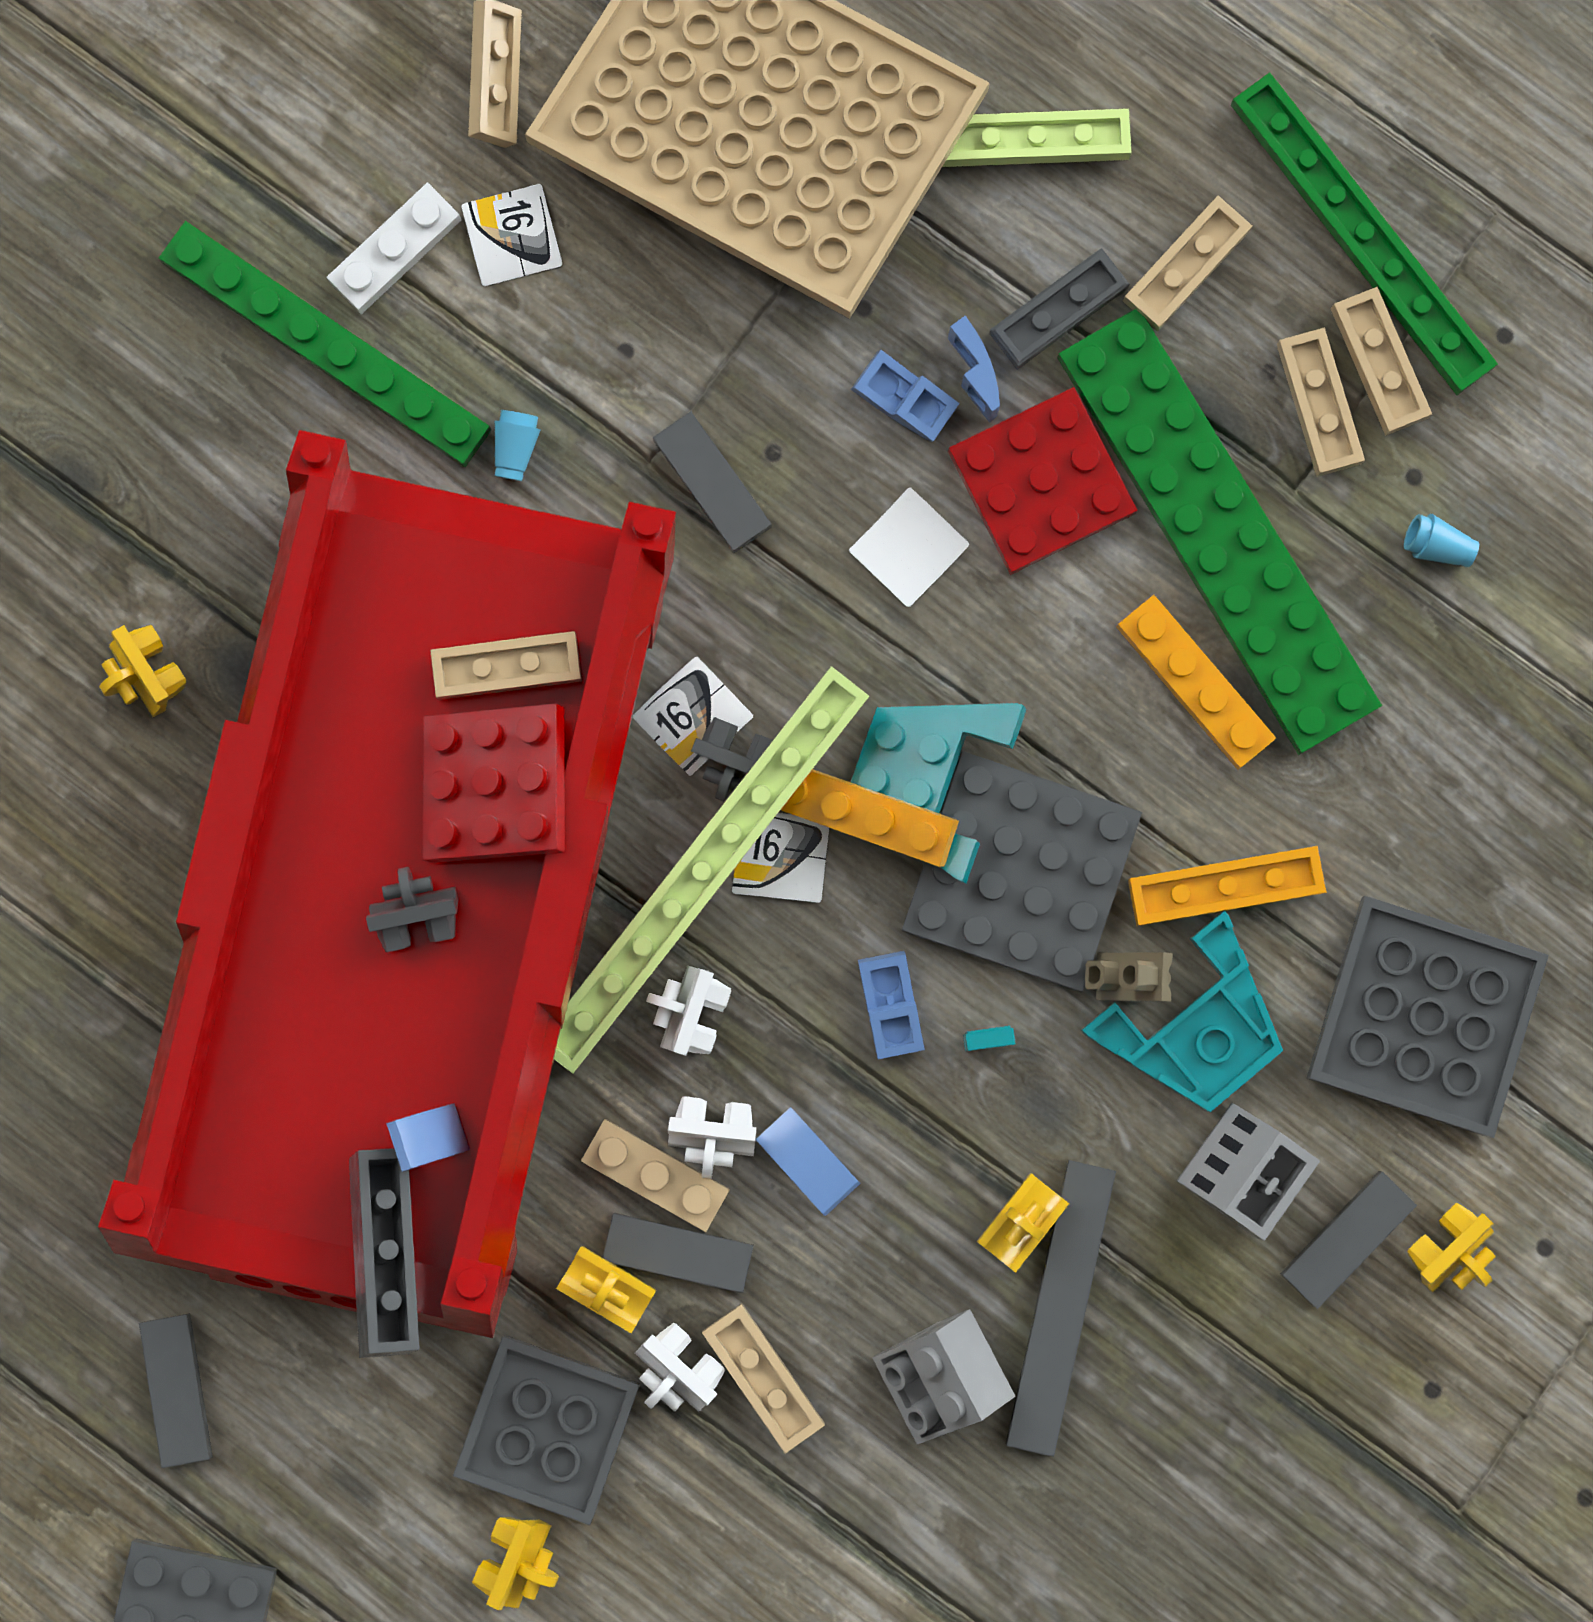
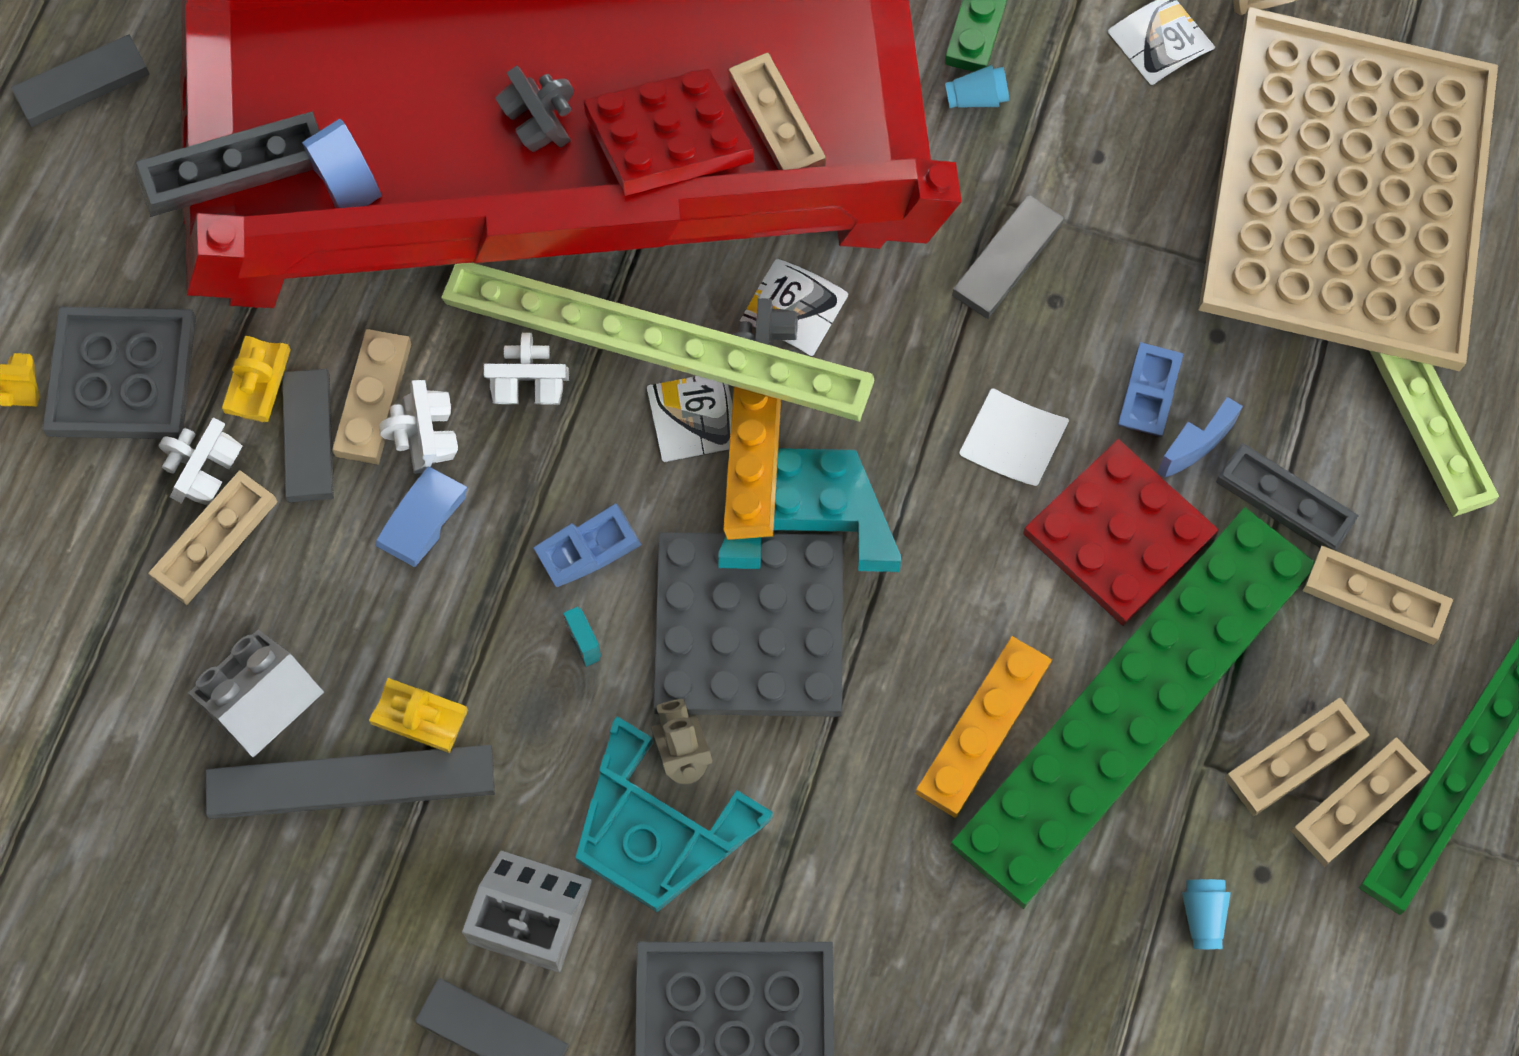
camera: 70 degrees right, 15 degrees down
(1227, 886) = (799, 811): light orange plate -> none

